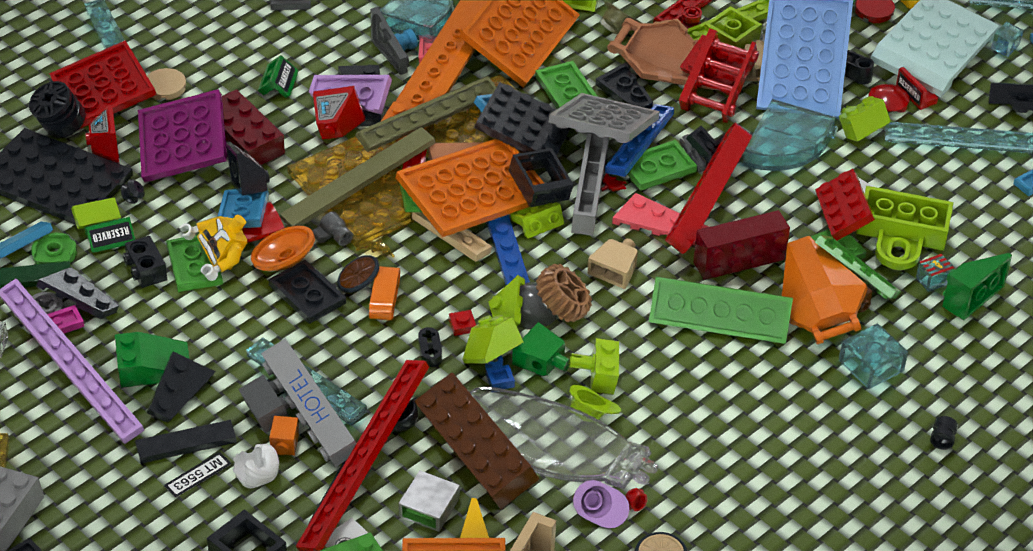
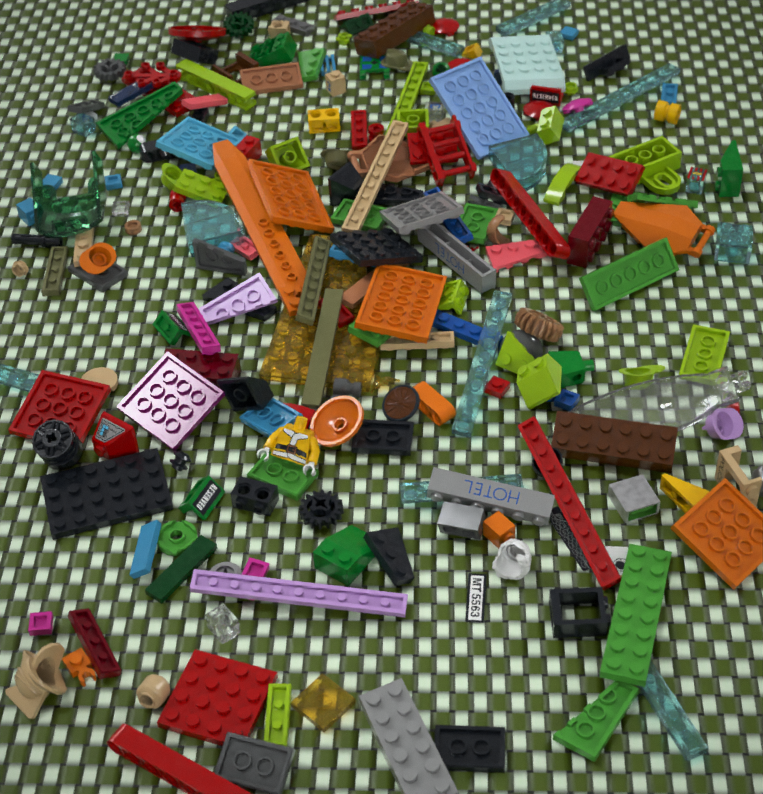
camera: 40 degrees left, 0 degrees up
(75, 287) = (237, 546): wing -> none
(95, 212) = (176, 491): lime tile -> none
(177, 310) = (321, 509): none -> black gear
(185, 441) = (441, 584): black tile -> none
(284, 90) = (198, 328): none -> dark pink plate
(337, 111) = (250, 318): red slope -> none
(426, 347) = (500, 414): black beam -> none
(470, 289) = (481, 364): none -> clear light blue plate
(544, 193) = (436, 260): black window -> none
(585, 48) = (344, 184): none -> black slope
(602, 365) = (613, 349): lime brick -> none
(614, 262) = (534, 290): tan torso -> none
(617, 57) = (375, 176): none -> tan plate
(659, 186) = (493, 233): none -> medium nougat helmet
(684, 433) = (704, 350): none -> lime plate
(691, 176) = (509, 216): none -> tan plate
(796, 181) = (560, 183): none -> lime slope
(923, 117) = (577, 105): none -> dark pink dish
(953, 98) = (571, 88): none -> lime plate
(1011, 186) = (667, 112): none -> yellow wheel

